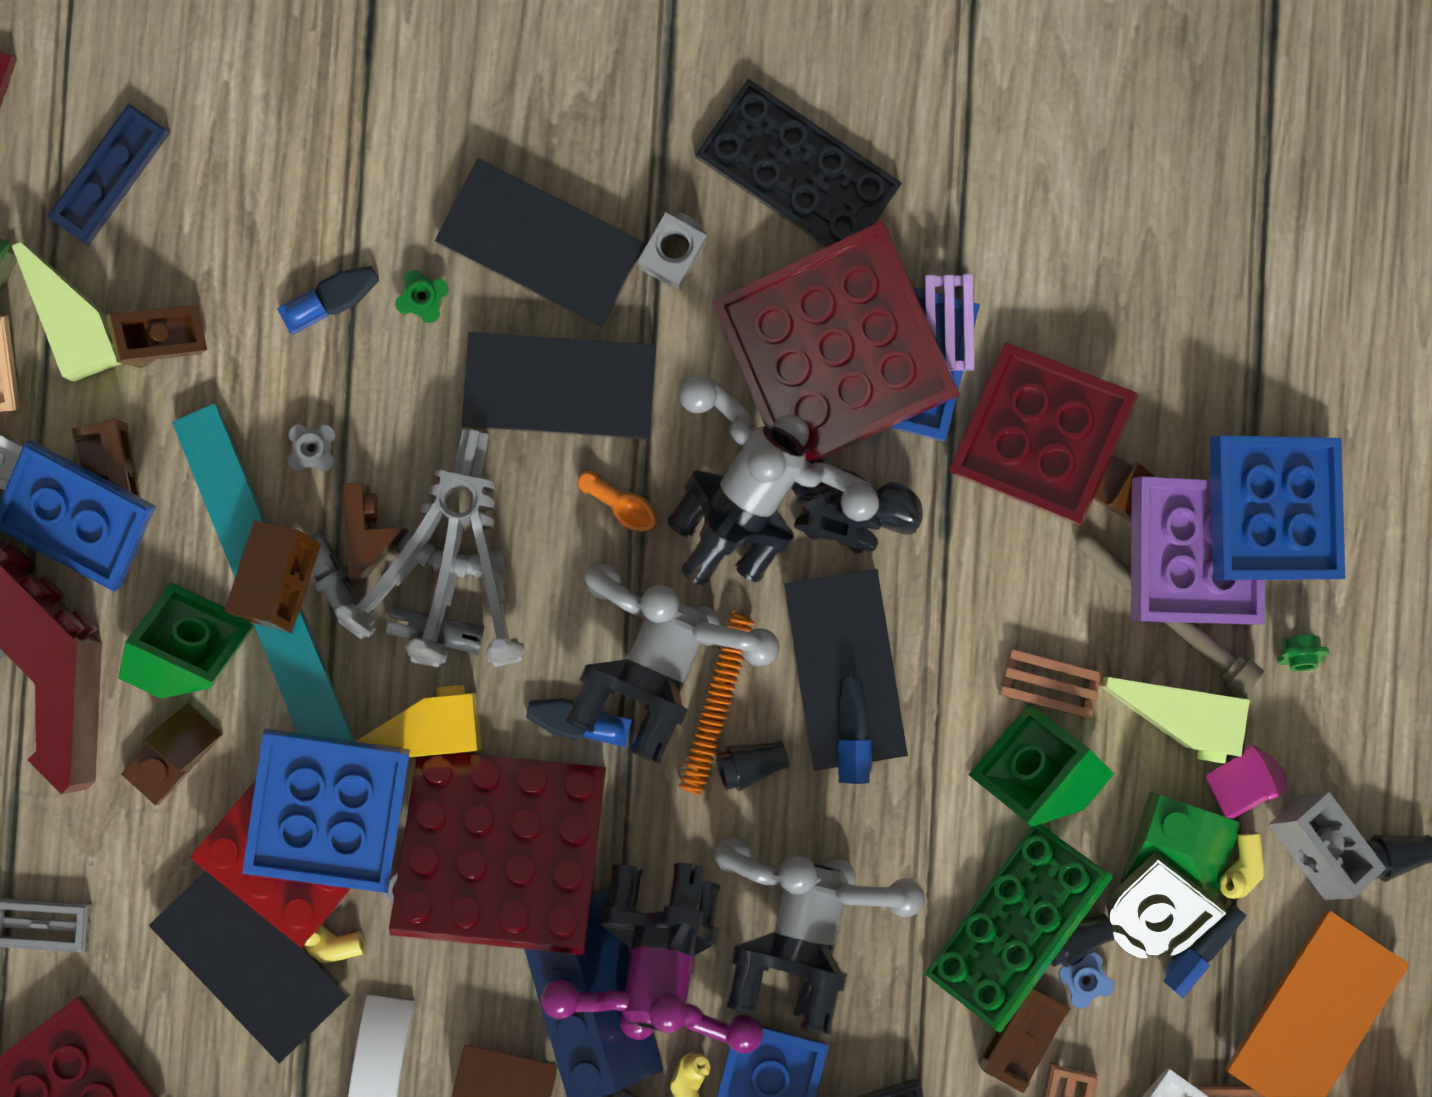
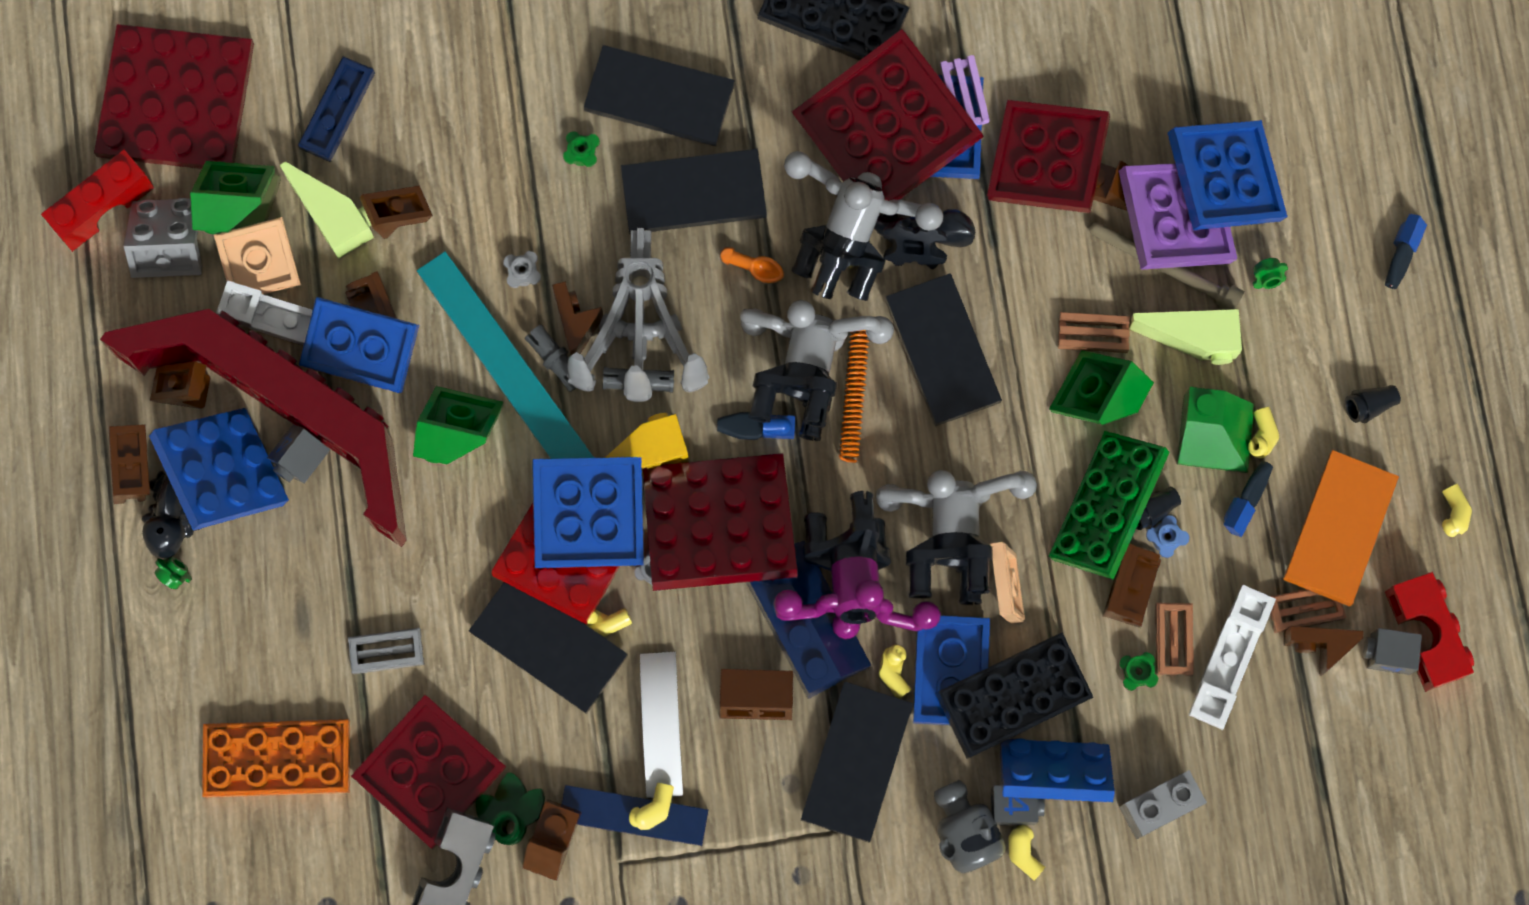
camera: 15 degrees left, 10 degrees down
(171, 753) = (460, 508): reddish brown slope -> none
(273, 576) = (515, 356): reddish brown hinge -> none
(330, 297) = (514, 163): piece -> none
(673, 271) = (756, 96): light grey brick -> none
(747, 764) = (888, 429): black cone -> none
(853, 749) = (961, 399): piece -> none
(860, 1010) = (1007, 583): none -> light nougat tile
(1161, 910) = (1209, 473): tile -> none
(1247, 781) = (1250, 371): dark pink tile -> none
(1327, 846) = (1318, 402): light grey brick -> none

